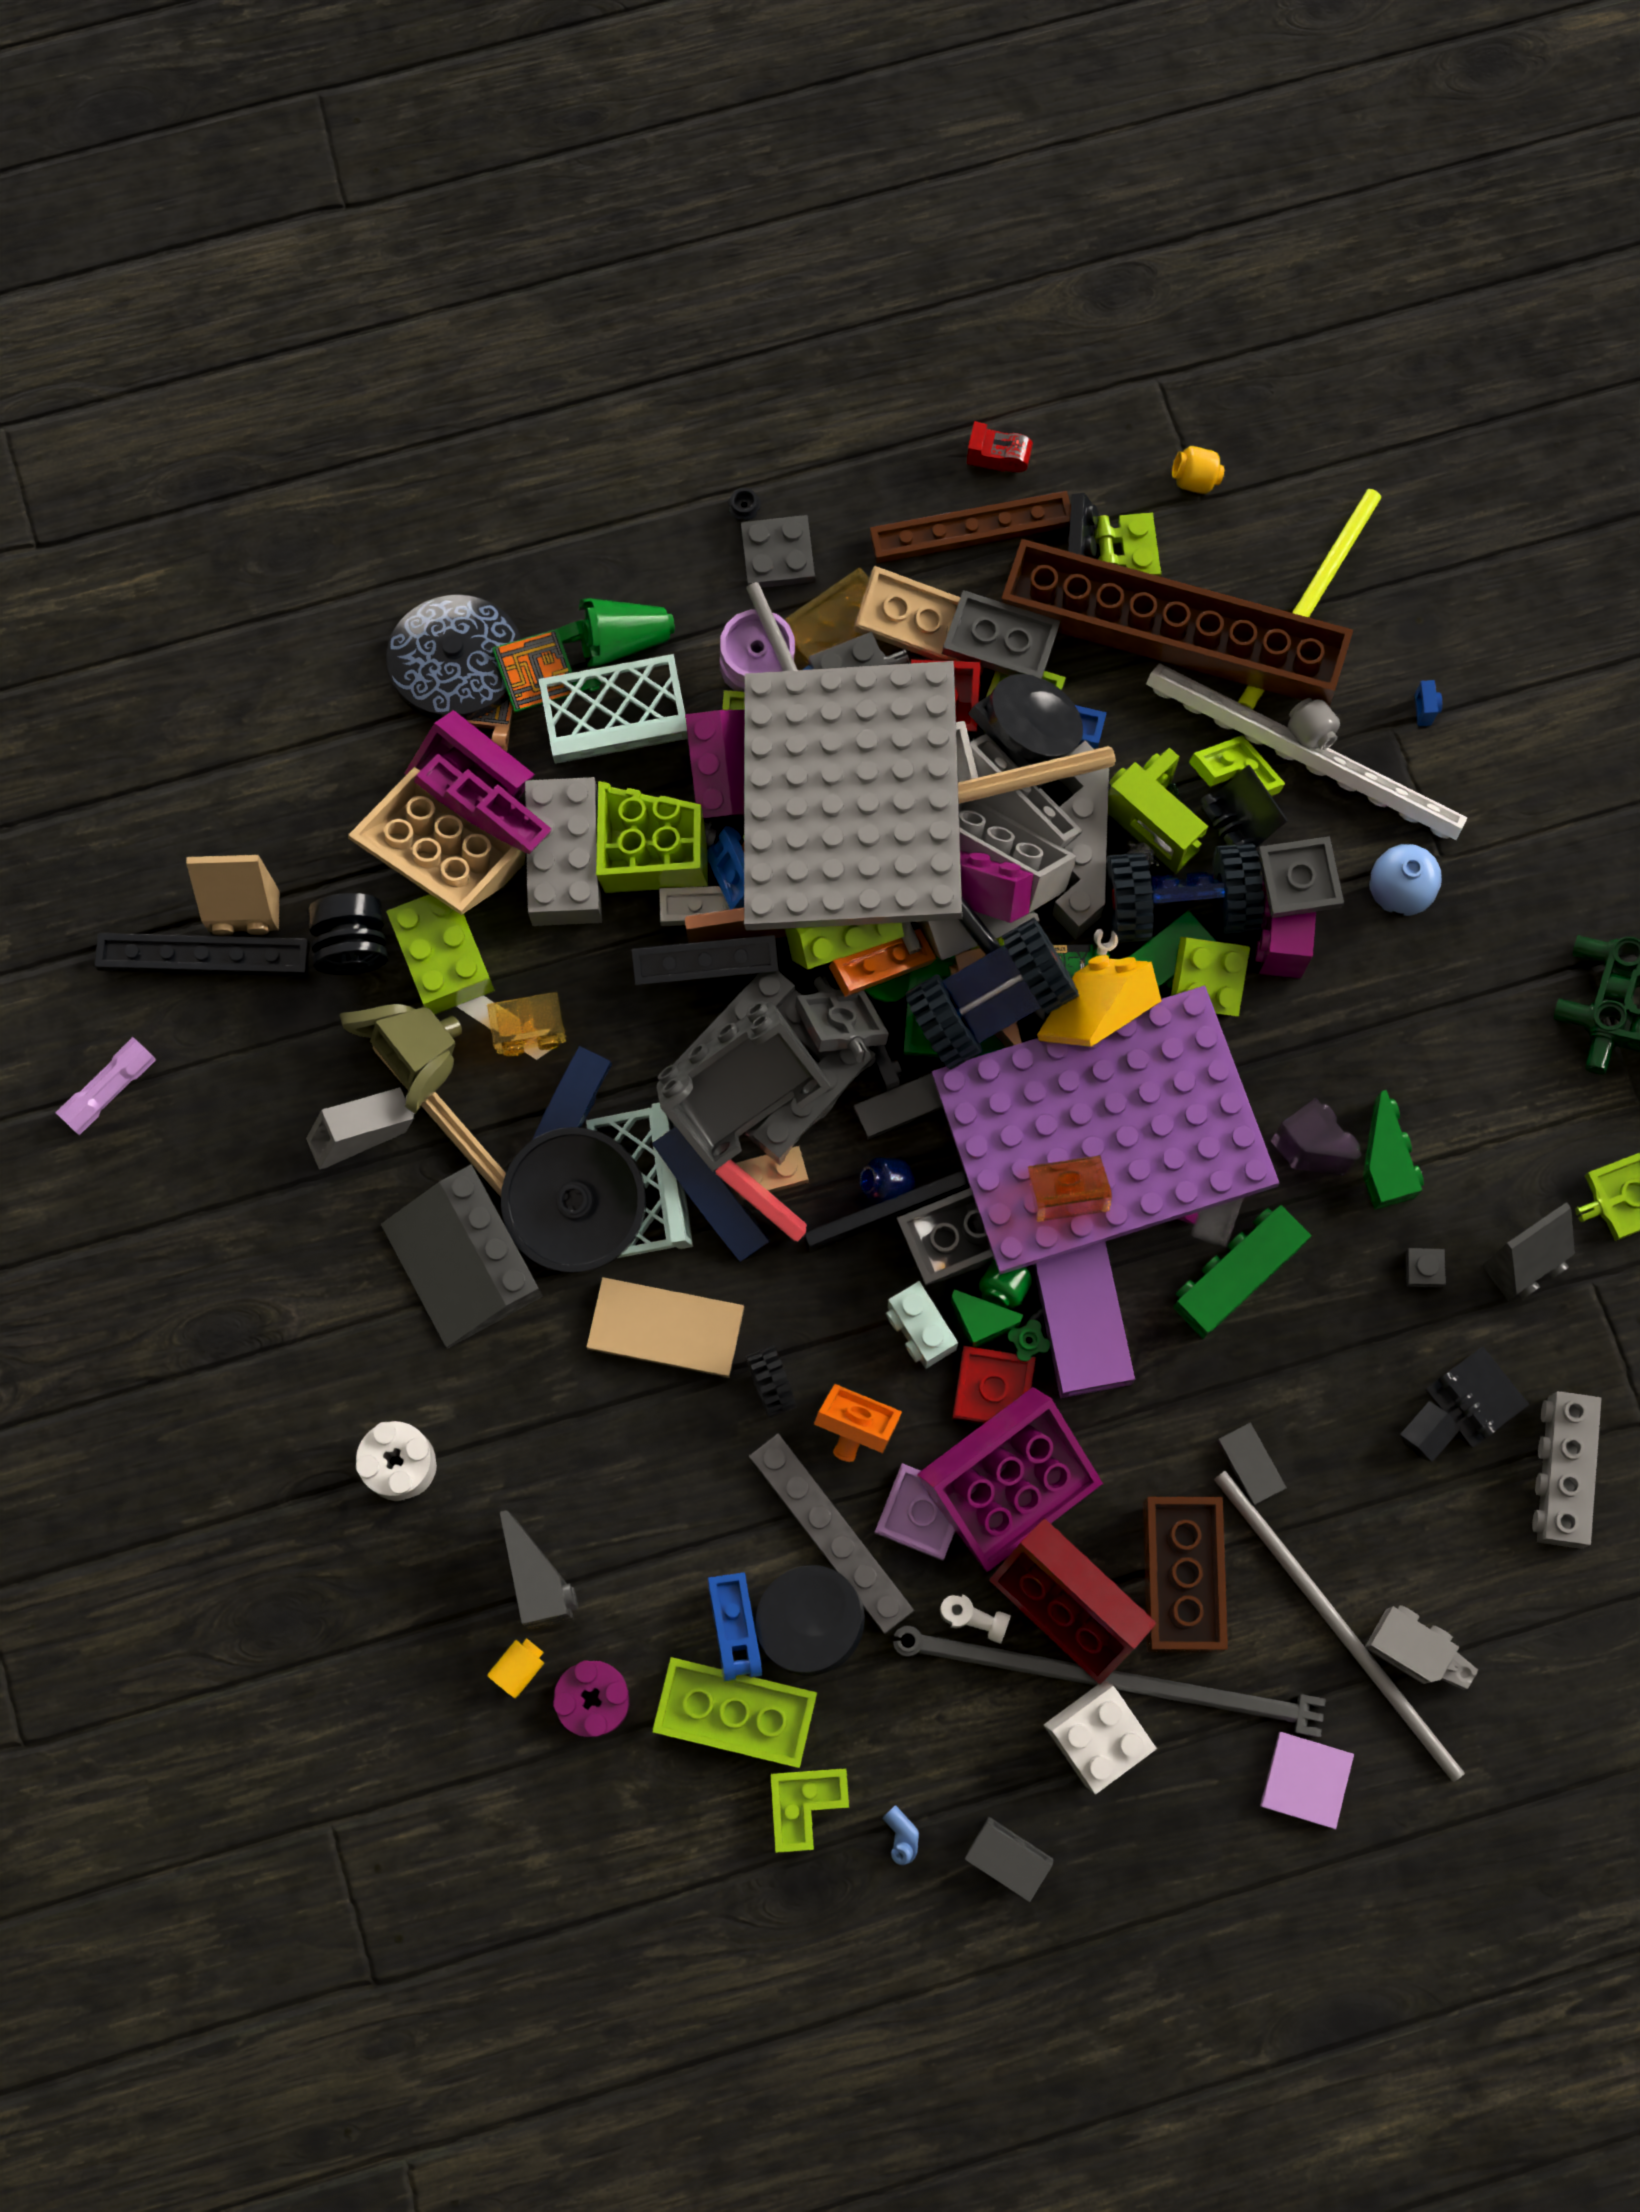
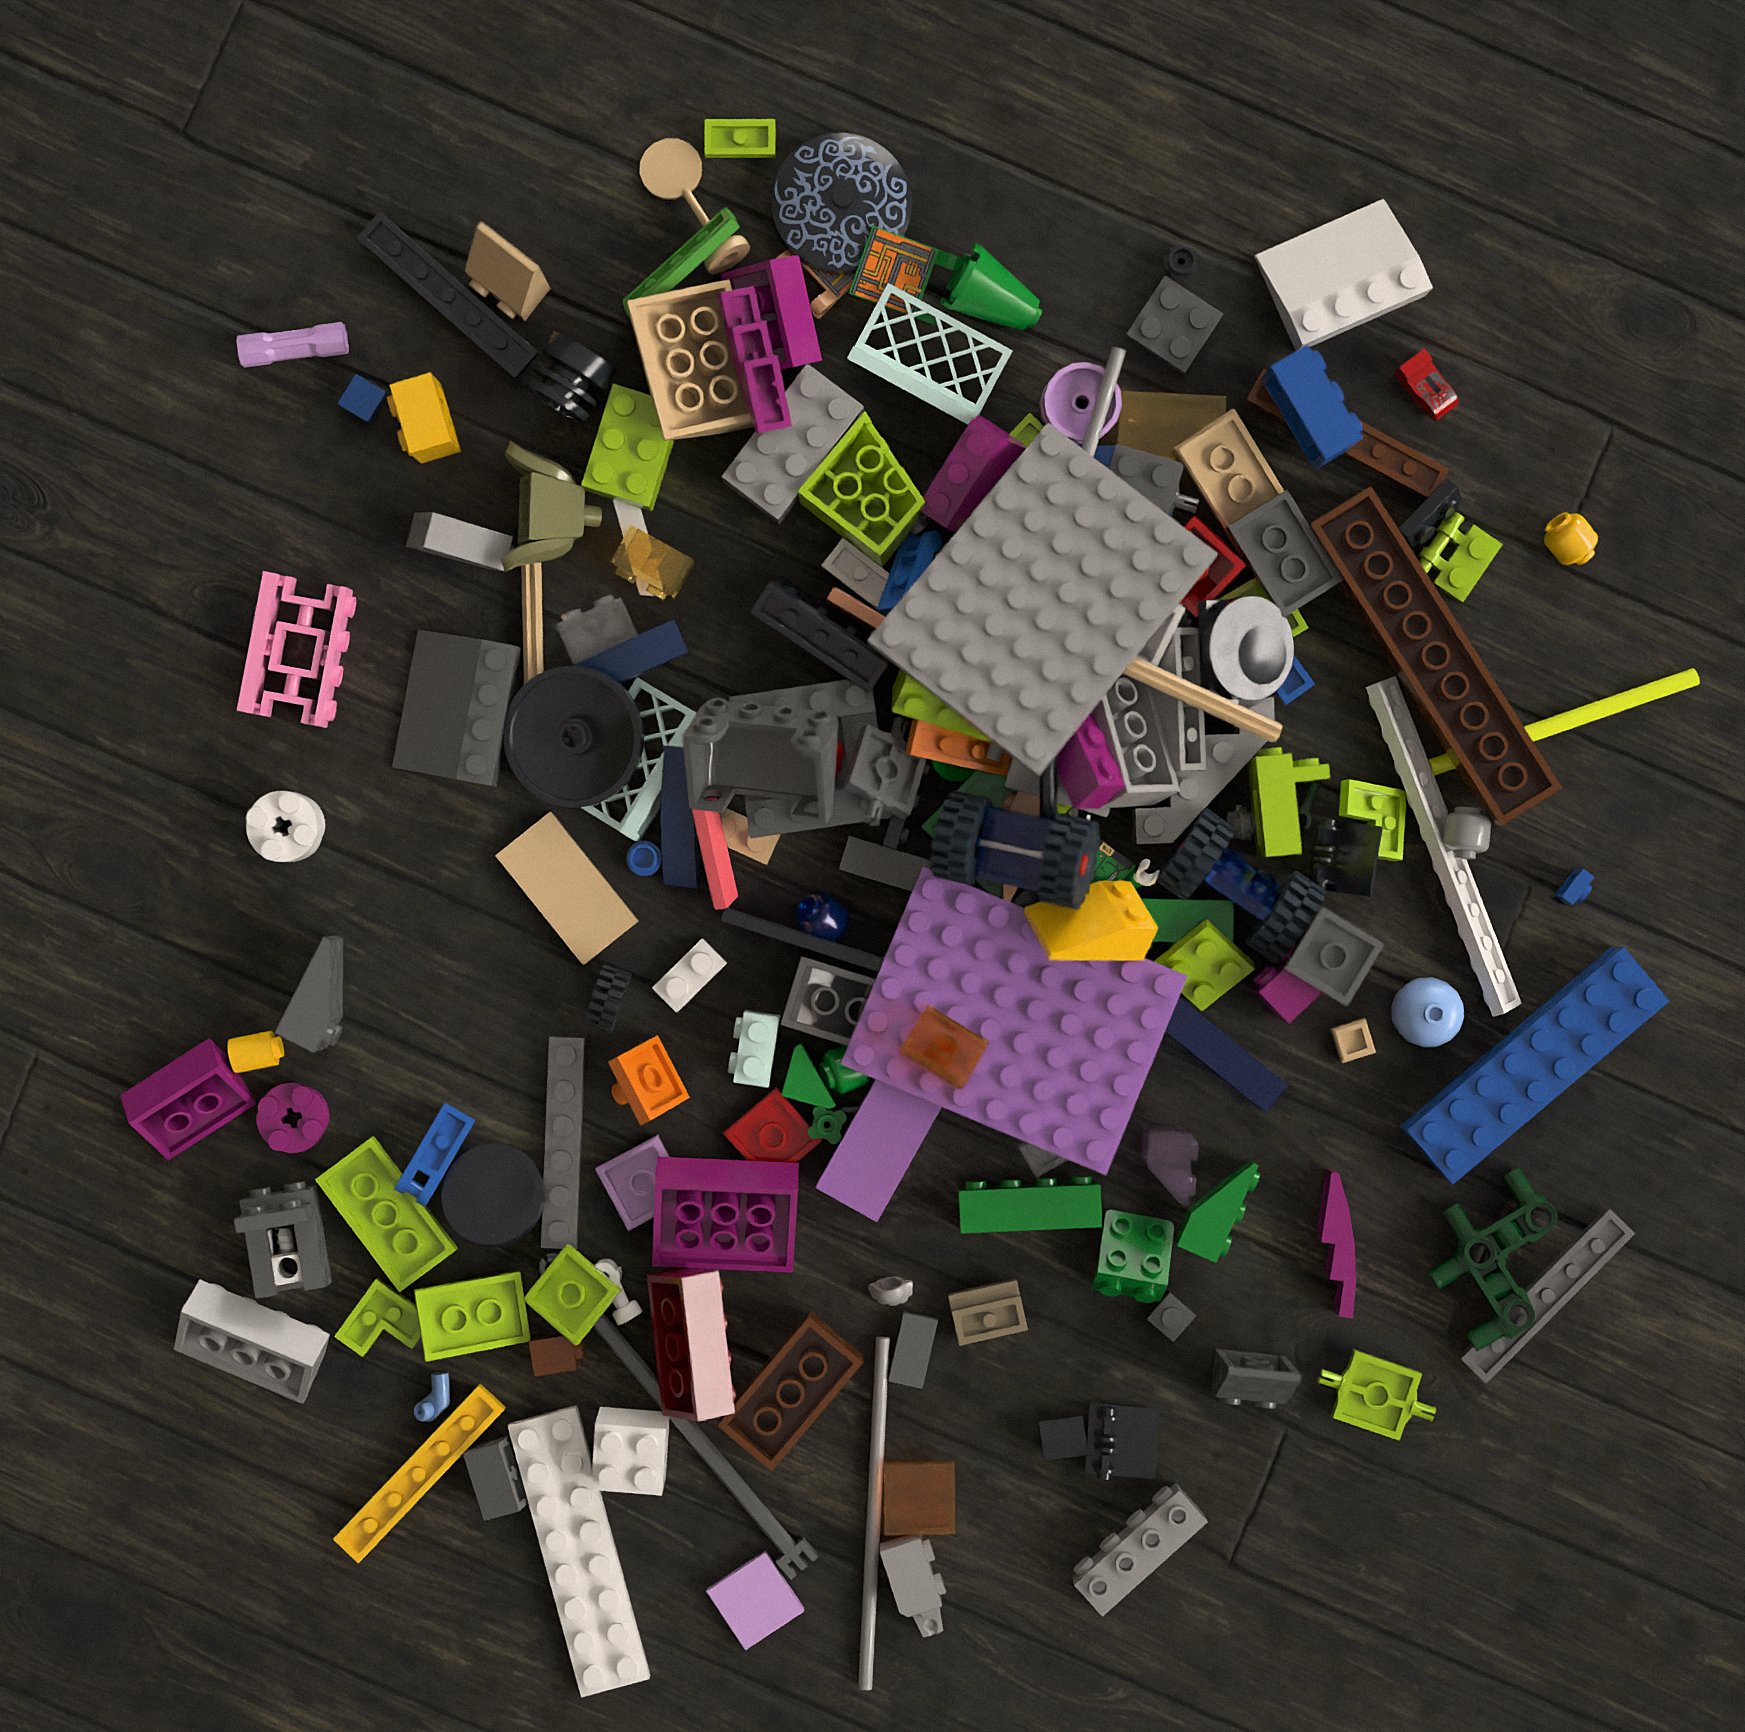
camera: 30 degrees right, 15 degrees up
(195, 1084) = (362, 398): none -> blue tile
(258, 1053) = (424, 418): none -> yellow brick
(268, 1329) = (266, 643): none -> bright pink fence
(308, 731) = (672, 172): none -> tan piece
(339, 670) = (740, 138): none -> lime plate
(368, 779) = (687, 257): none -> bright green tile
(492, 1755) = (187, 1099): none -> magenta slope
(521, 1108) = (596, 629): none -> clear bracket
(638, 1787) = (269, 1210): none -> dark grey brick
(707, 1253) = (644, 858): none -> blue plate
(708, 1918) = (250, 1341): none -> light grey slope
(820, 1315) = (689, 975): none -> white plate
(871, 424) = (1343, 274): none -> white slope
(875, 1735) = (472, 1315): none -> lime plate
(930, 517) = (1312, 406): none -> blue brick
(942, 1644) = (572, 1294): none -> lime plate
(942, 1913) = (419, 1473): none -> yellow plate
(970, 1708) = (554, 1354): none -> reddish brown brick
(1130, 1866) = (578, 1551): none -> white plate
(1193, 1431) = (891, 1290): none -> light grey piece
(1283, 1382) = (987, 1311): none -> dark tan plate
(1289, 1036) = (1224, 1056): none -> clear blue tile
(1357, 1244) = (1134, 1256): none -> green bracket
(1362, 1578) = (919, 1498): none -> clear orange plate
(1370, 946) = (1353, 1040): none -> tan tile
(1488, 1092) = (1336, 1229): none -> magenta slope
(1517, 852) = (1534, 1063): none -> blue brick

